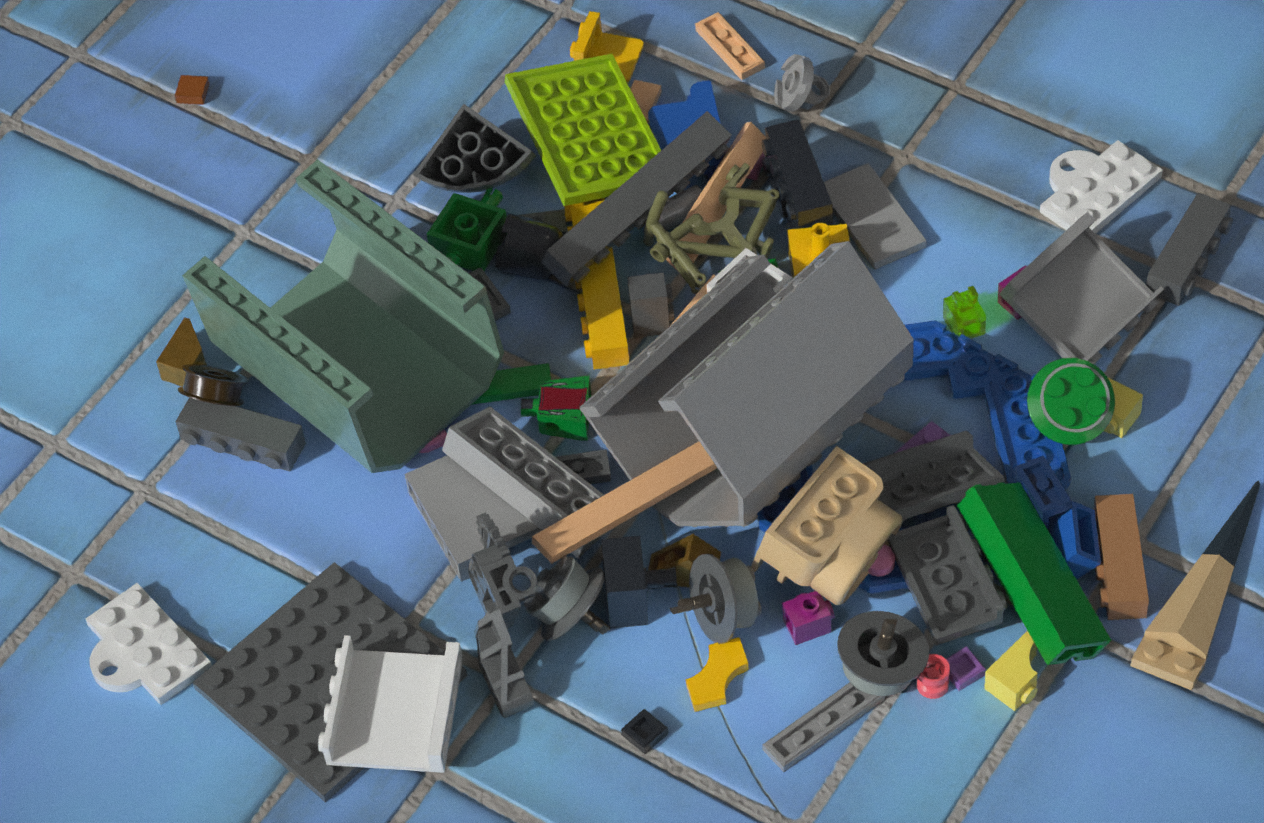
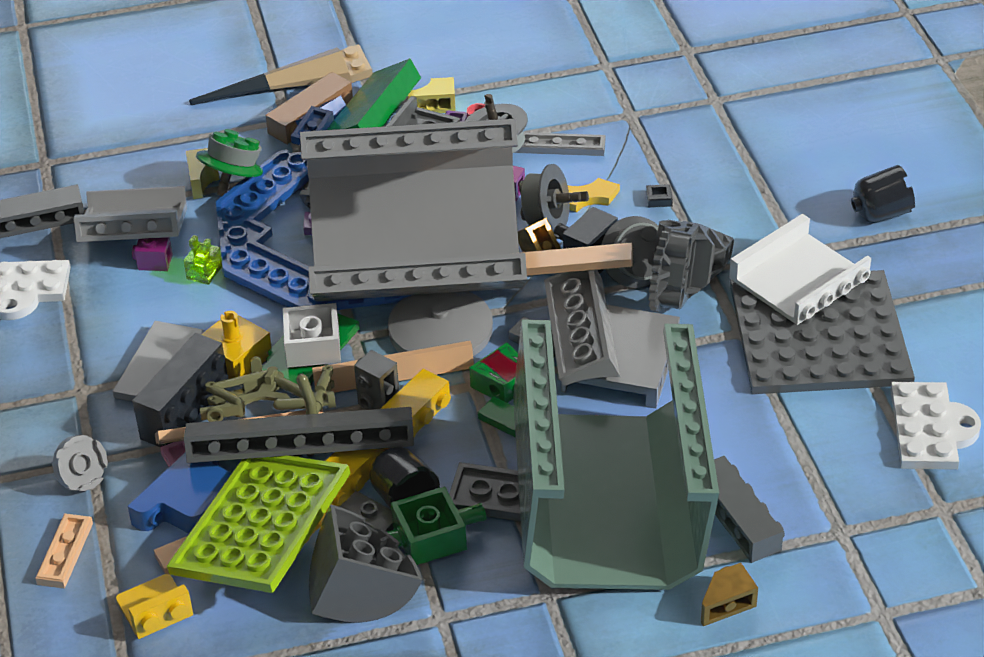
camera: 140 degrees left, 10 degrees down
(213, 385) = (735, 536): dark brown wheel -> none

